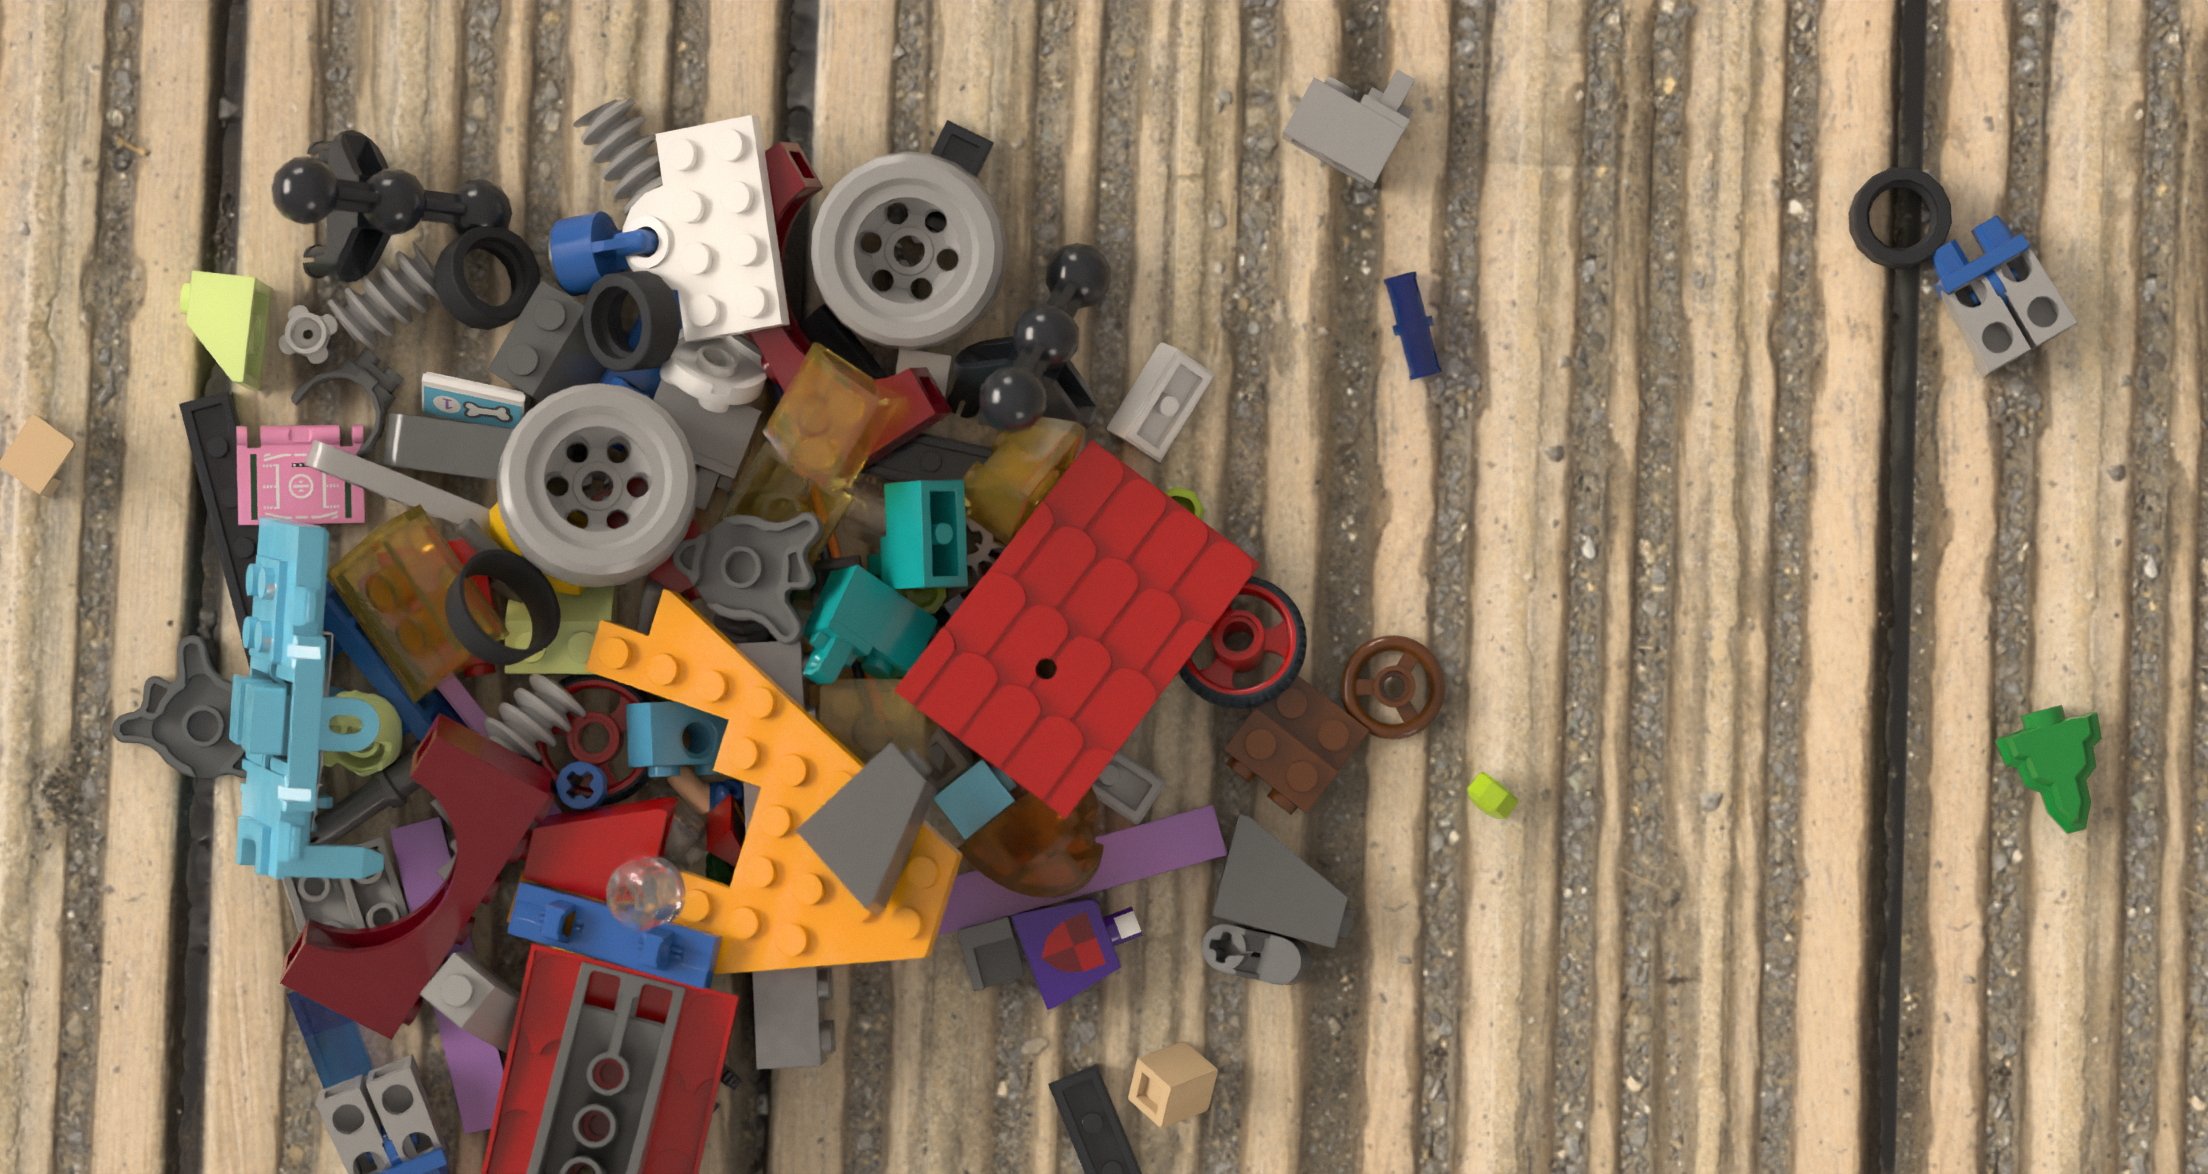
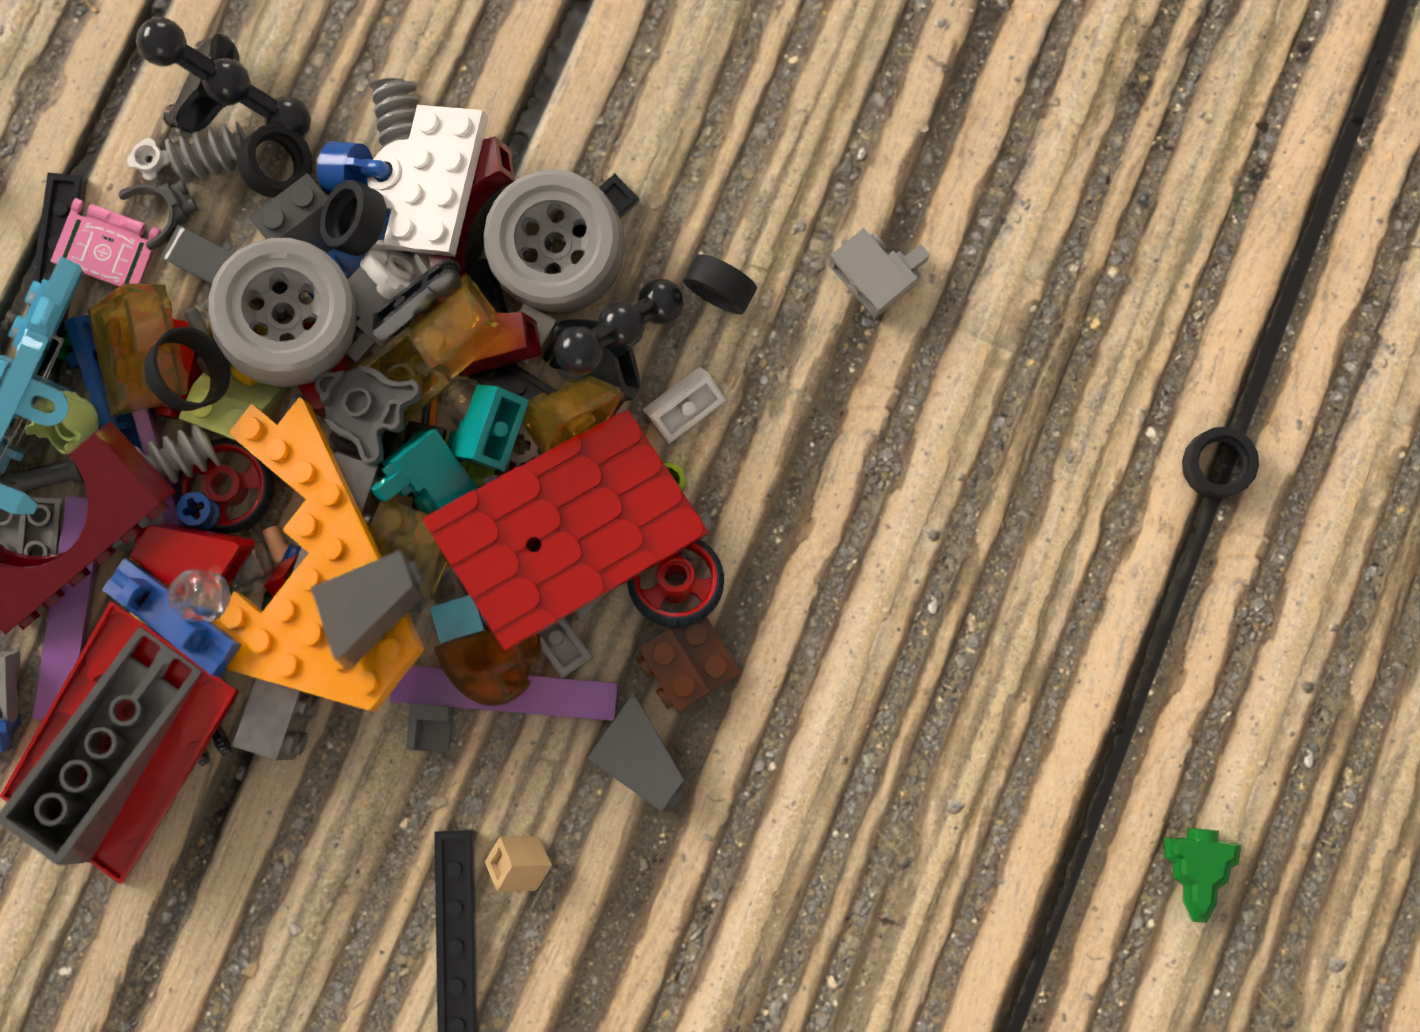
camera: 15 degrees right, 5 degrees down
(230, 321) = (96, 128): yellowish green slope -> none
(395, 485) = (158, 270): light grey beam -> none
(472, 401) = (225, 231): slope -> none
(475, 999) = (61, 622): light grey slope -> none
(657, 742) = (260, 498): dark azure brick -> none
(762, 400) = (416, 298): none -> black hinge
(1073, 945) = (486, 743): dark purple torso -> none
(1150, 225) = (720, 284): none -> black tyre
(1232, 950) = (594, 784): dark grey piece -> none
(1412, 325) = (869, 415): clear blue pin -> none
(1413, 652) = (790, 631): reddish brown piece -> none
(1491, 796) = (807, 748): lime tile -> none
(2000, 299) = (1270, 541): light grey hips -> none

